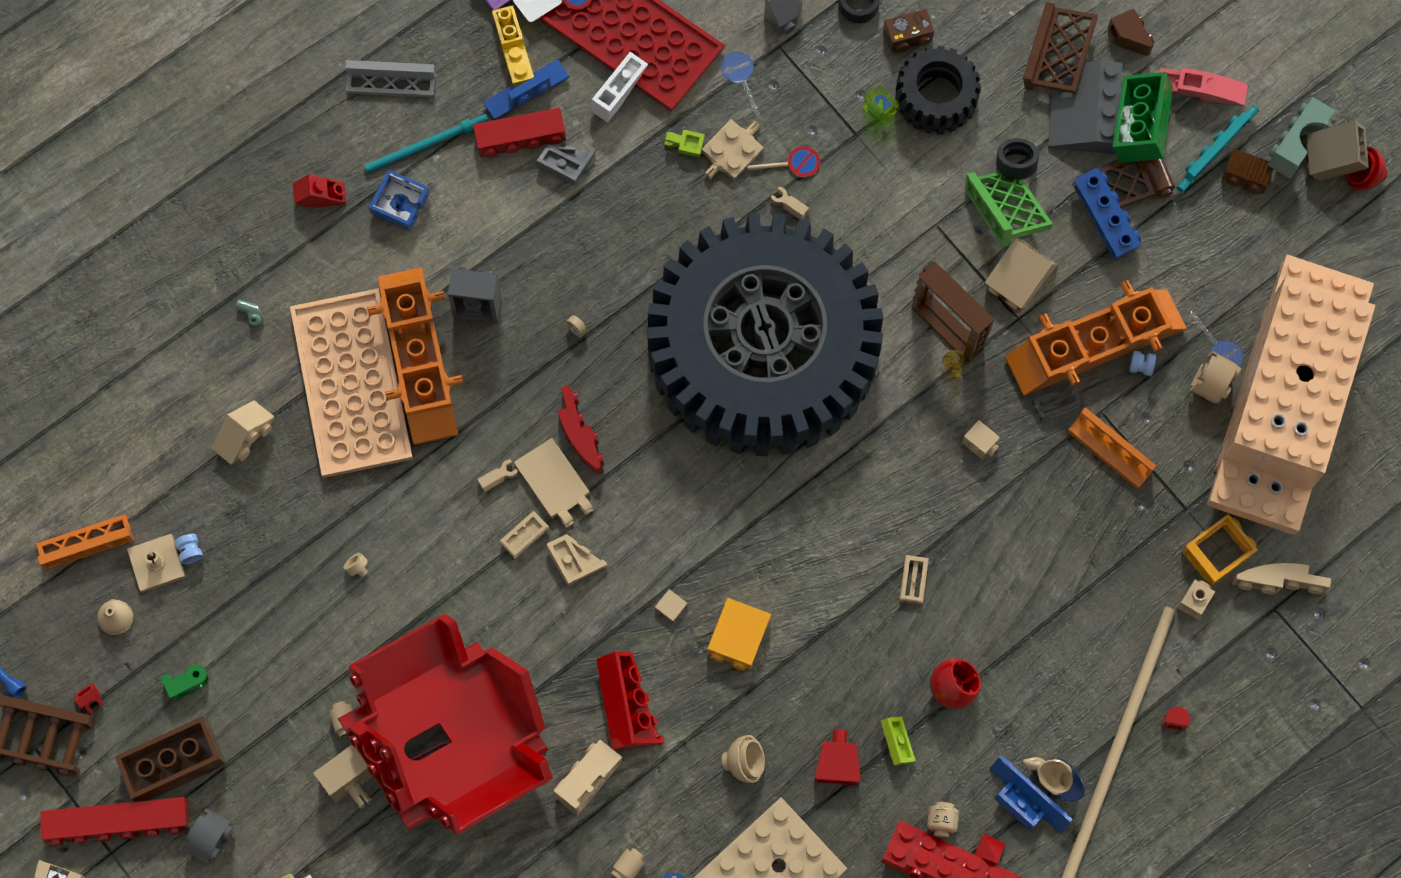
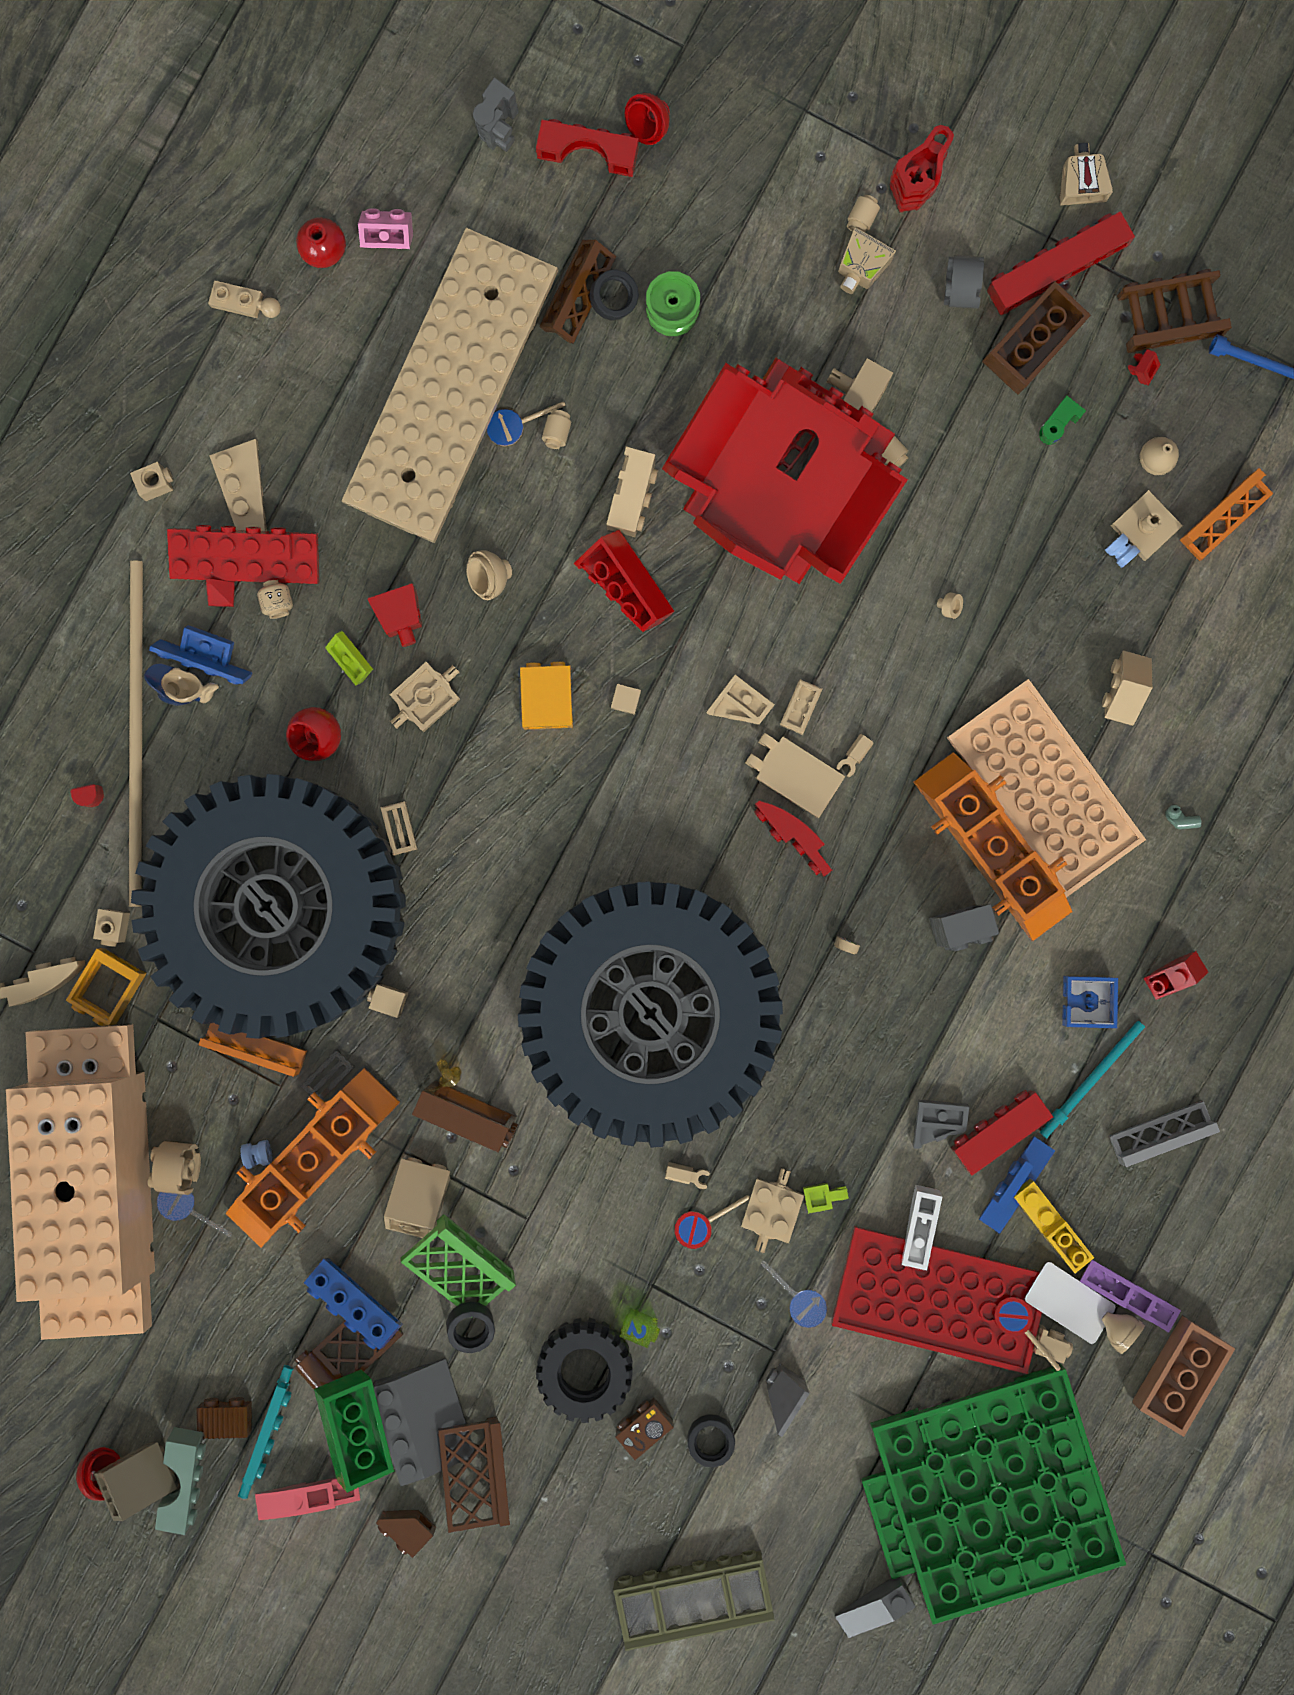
camera: 160 degrees right, 15 degrees up
(845, 680) = (424, 697): none -> tan plate
(1101, 497) = (187, 921): none -> black wheel

